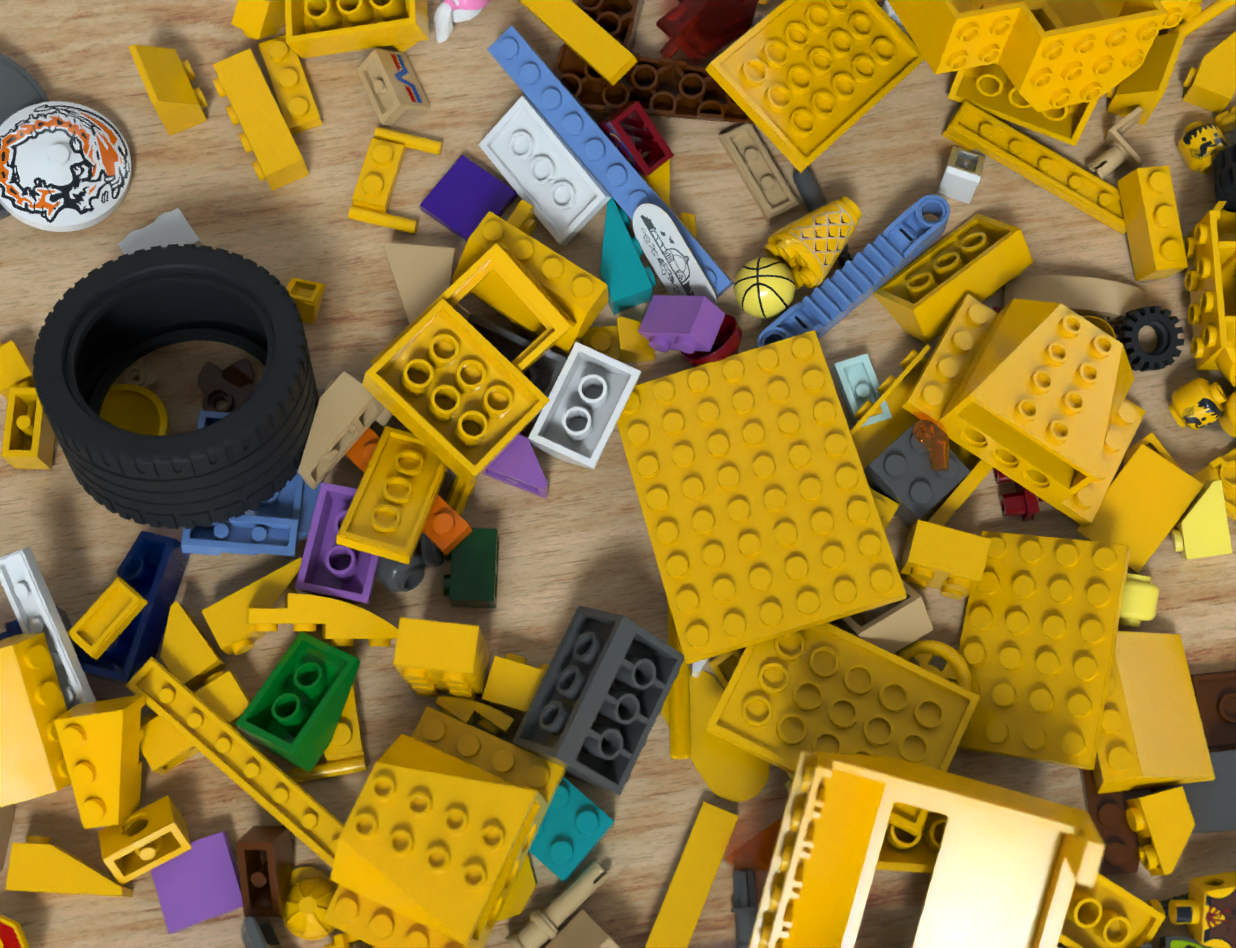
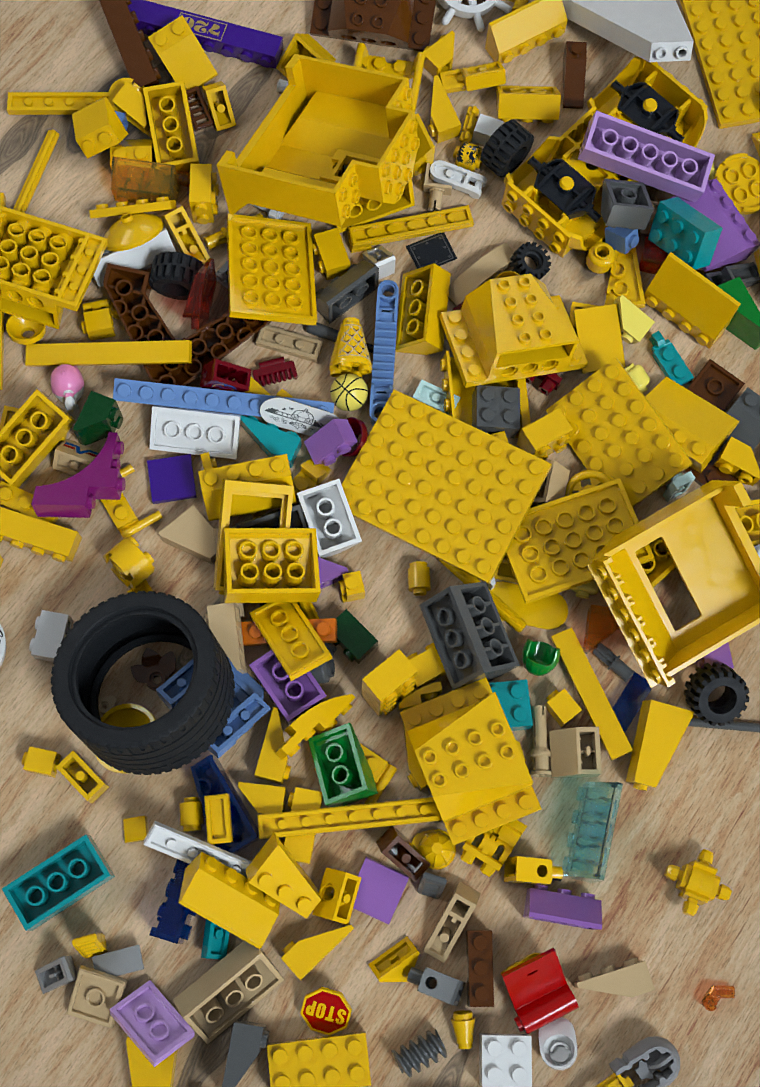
camera: 50 degrees left, 0 degrees up
(29, 535) = (135, 829): none -> yellow slope
(93, 583) = (191, 814): none -> yellow brick
(322, 246) = (129, 562): none -> yellow brick
(380, 123) = (78, 494): none -> magenta arch
(451, 57) = (97, 419): none -> dark green slope
(534, 512) = (352, 587): none -> yellow brick
(620, 578) = (419, 578): none -> yellow brick
(626, 896) = (562, 706): none -> yellow brick
(660, 811) = (539, 657): none -> green hair
(709, 181) = (272, 367): none -> dark red piece
(885, 170) = (347, 290): none -> dark grey slope
(913, 113) = (331, 253): none -> yellow brick
(935, 441) = (495, 388): clear orange arm -> none
(1042, 219) = (432, 250): none -> black sticker
(1050, 780) = (678, 486): none -> light aqua plate
(1152, 223) = (483, 210): yellow brick -> none
(1158, 148) = (458, 178): none -> white plate
(1197, 403) = (577, 271): yellow head -> none
(1207, 620) = (669, 359): none -> teal hinge

